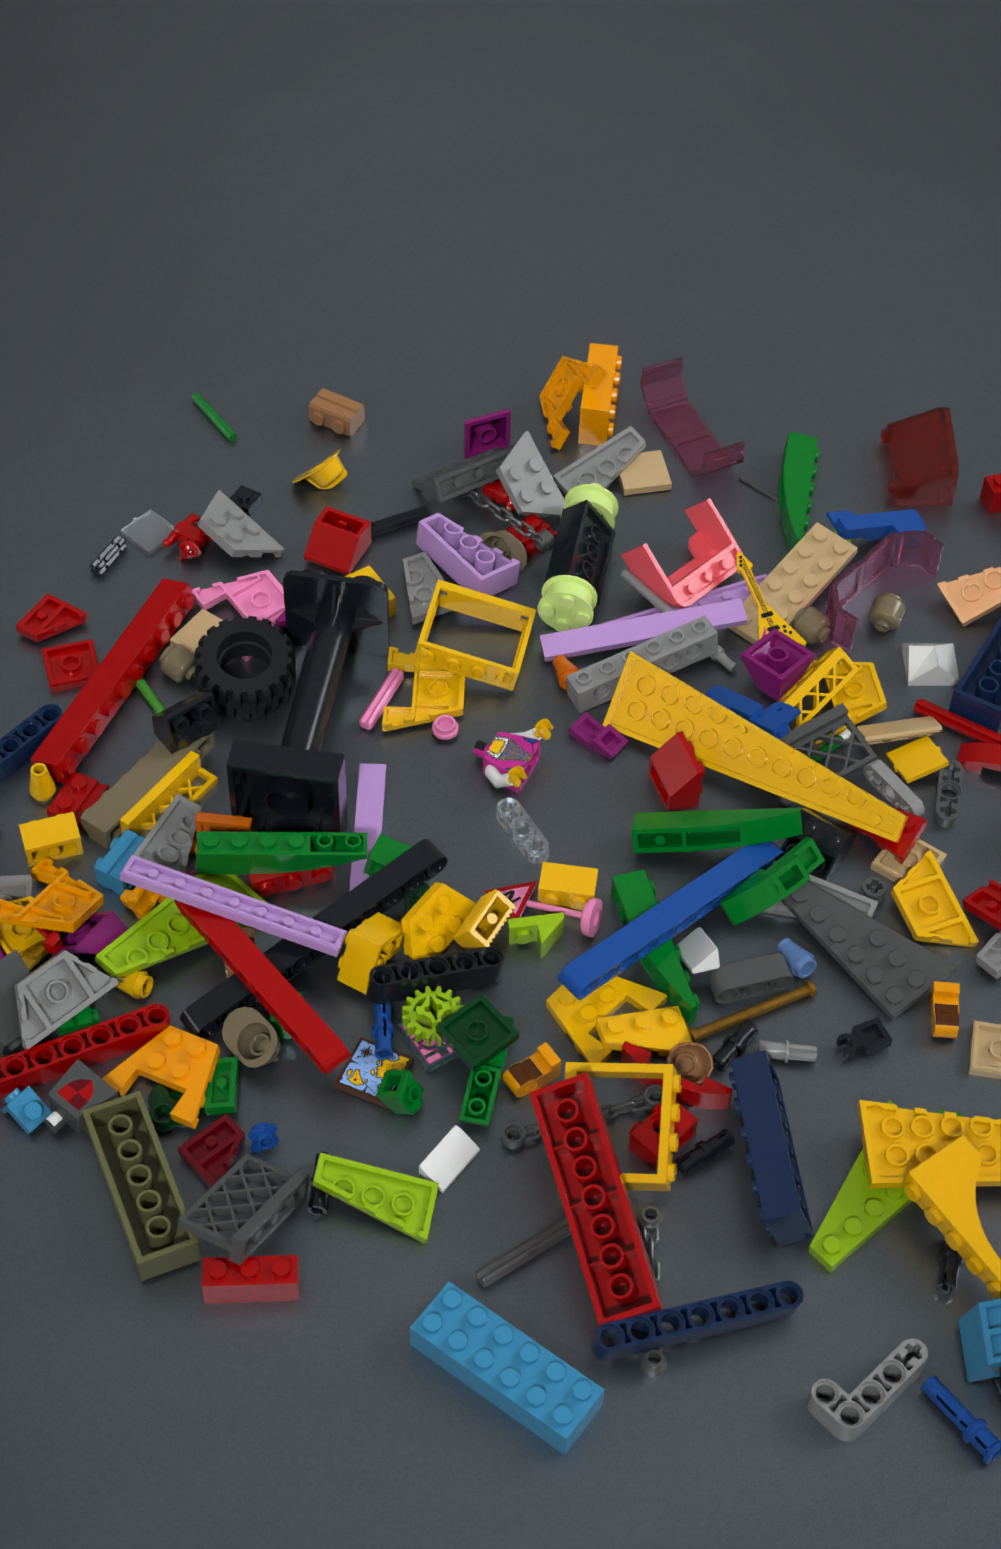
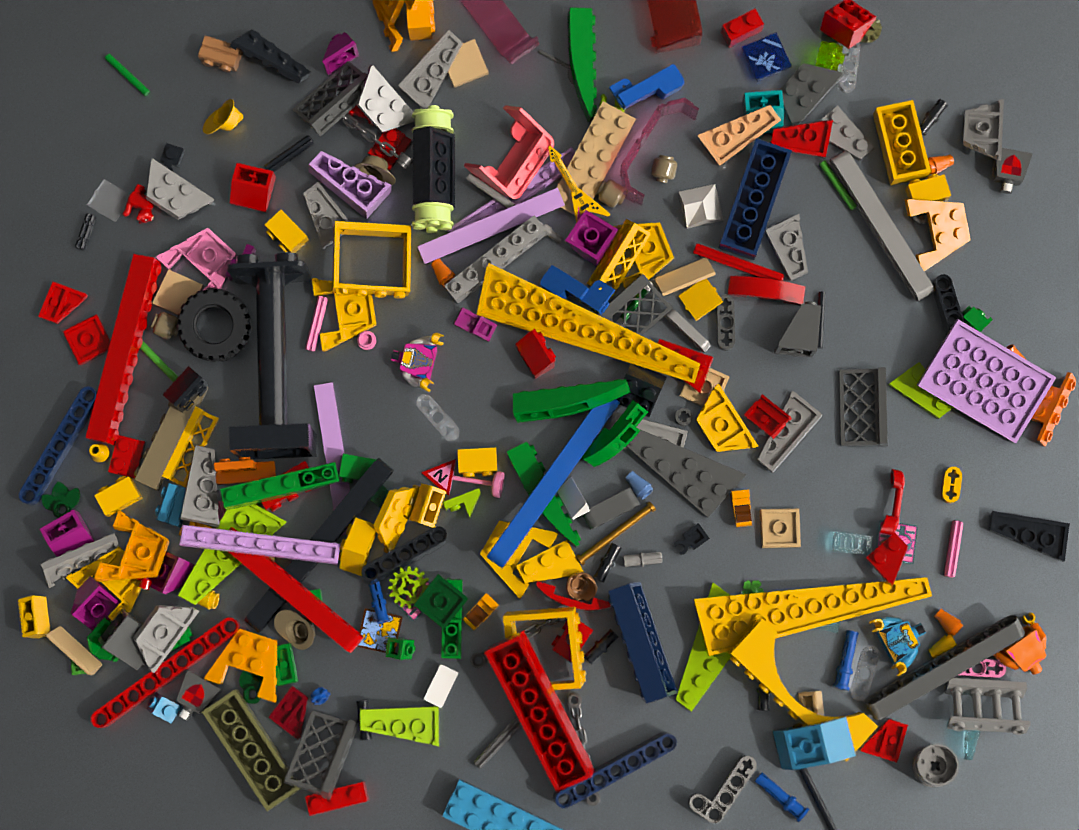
camera: 10 degrees left, 30 degrees up
(398, 420) = (271, 56): none -> black wing

